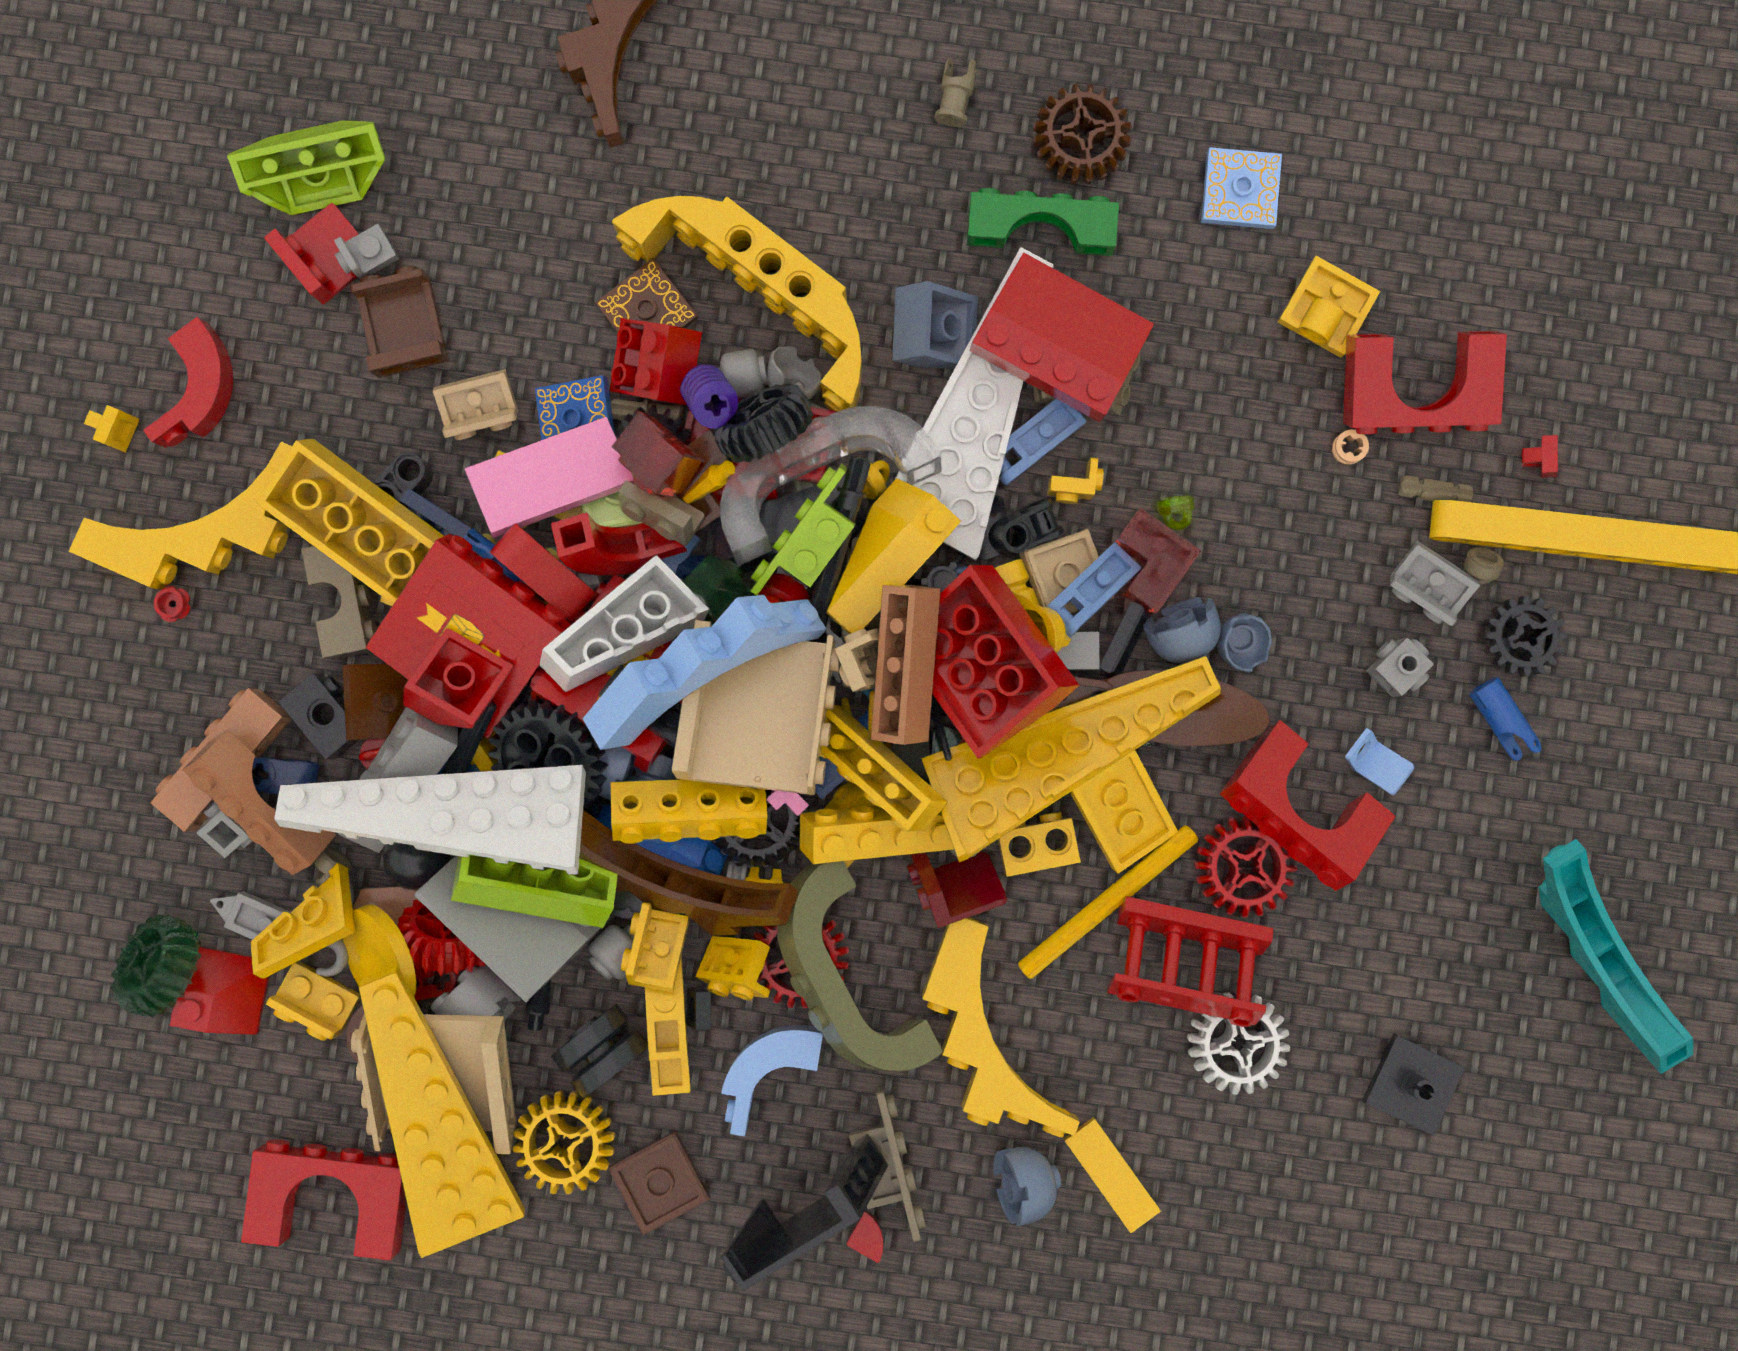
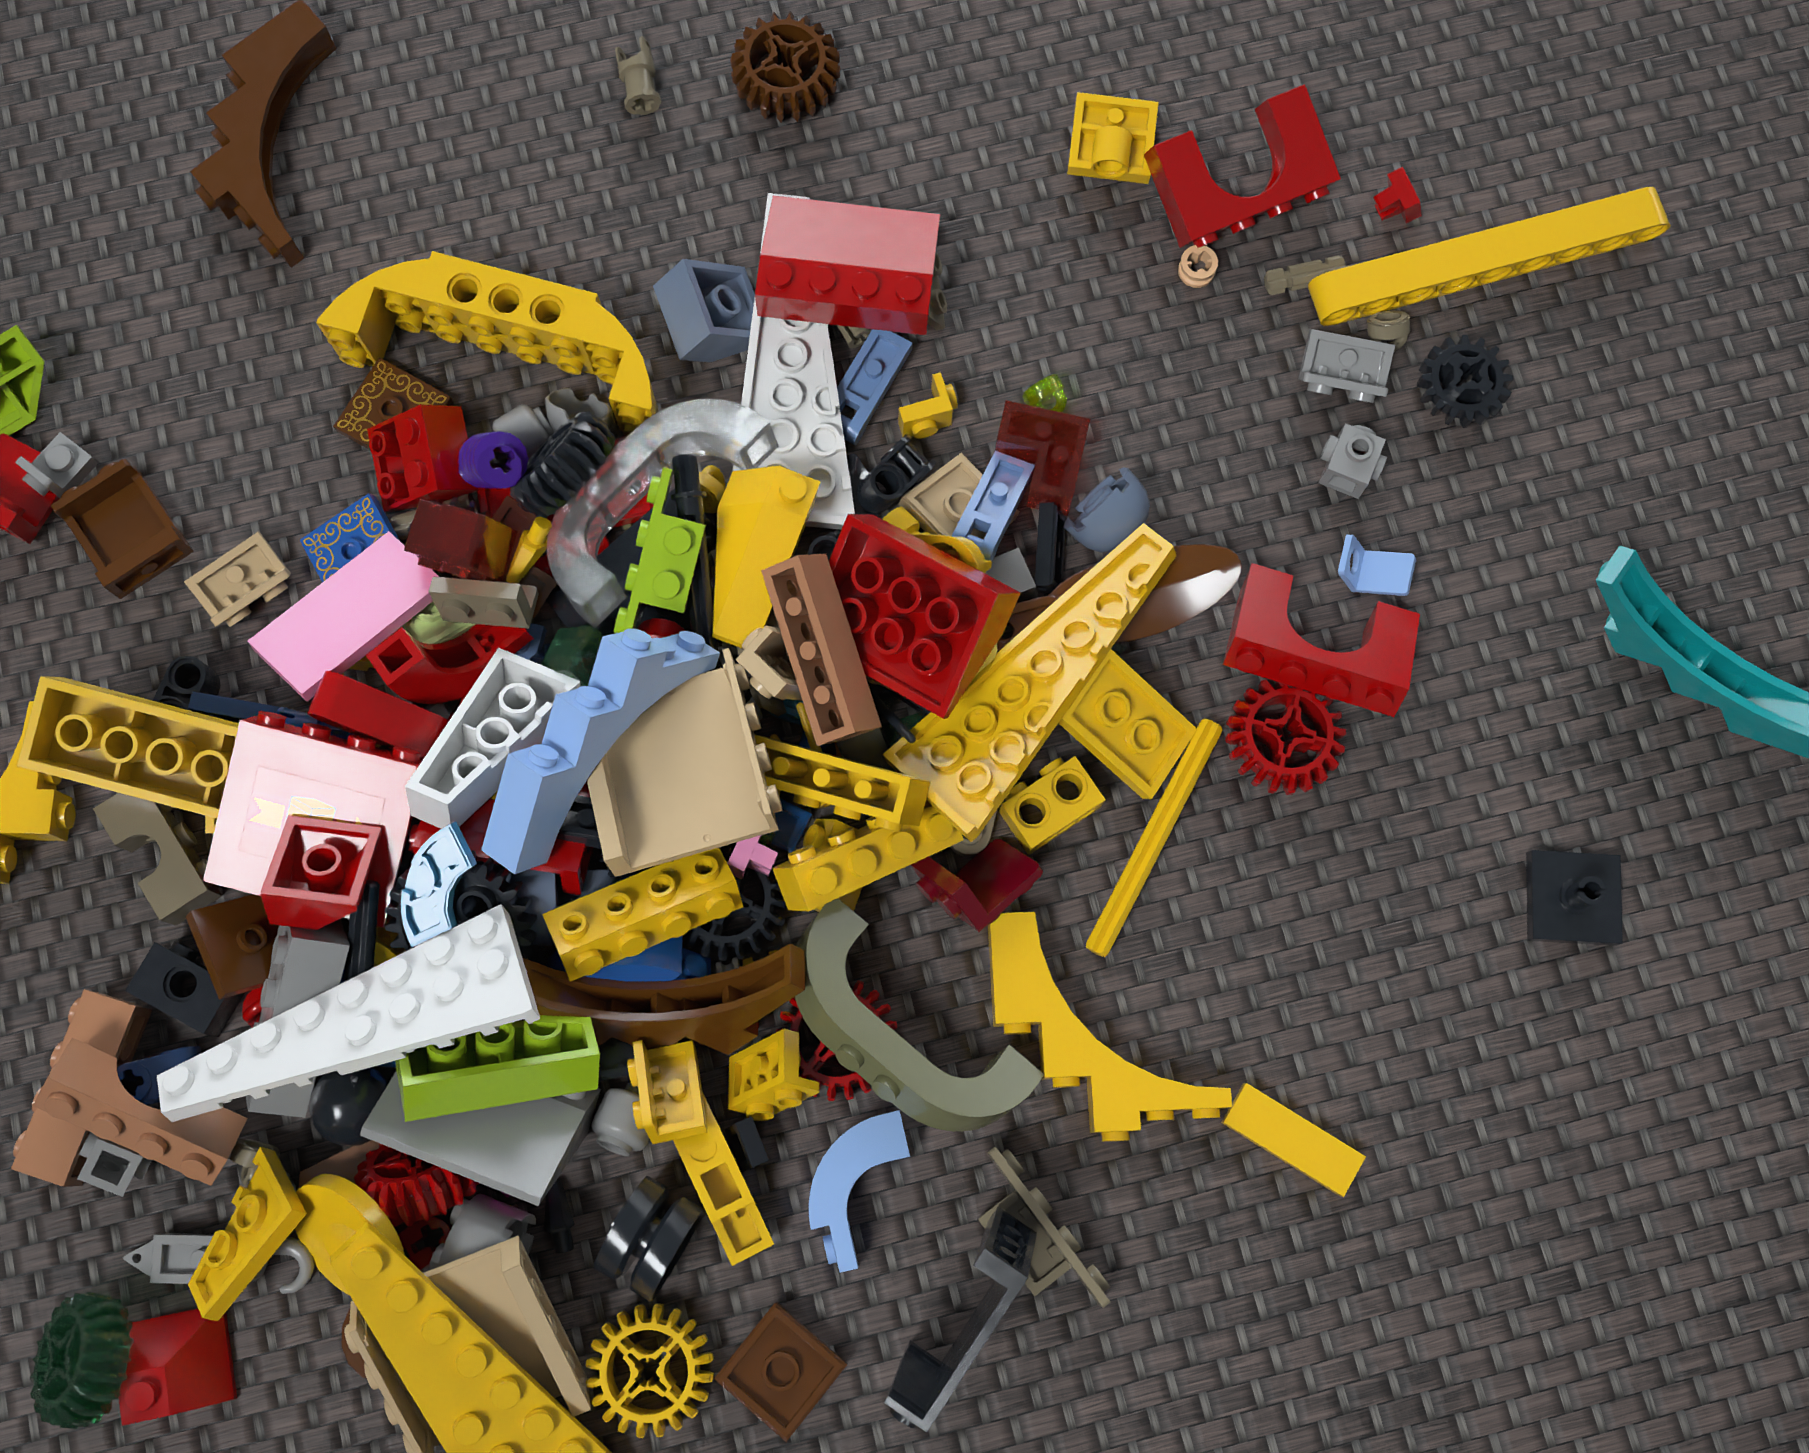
camera: 30 degrees left, 10 degrees down
(314, 1002) = (291, 1327): yellow bracket -> none
(535, 727) = (432, 882): none -> tile
(867, 1237) = (1048, 1332): red tile -> none
(1027, 1184) = (1202, 1186): sand blue cylinder -> none
(1087, 223) = (826, 150): green arch -> none
(1212, 934) = (1263, 821): red fence -> none
(1241, 188) = (972, 60): light blue plate -> none
(1243, 1059) = (1354, 913): white gear -> none
(1244, 642) = (1177, 500): sand blue hair -> none
(1504, 717) = (1483, 470): blue piece -> none

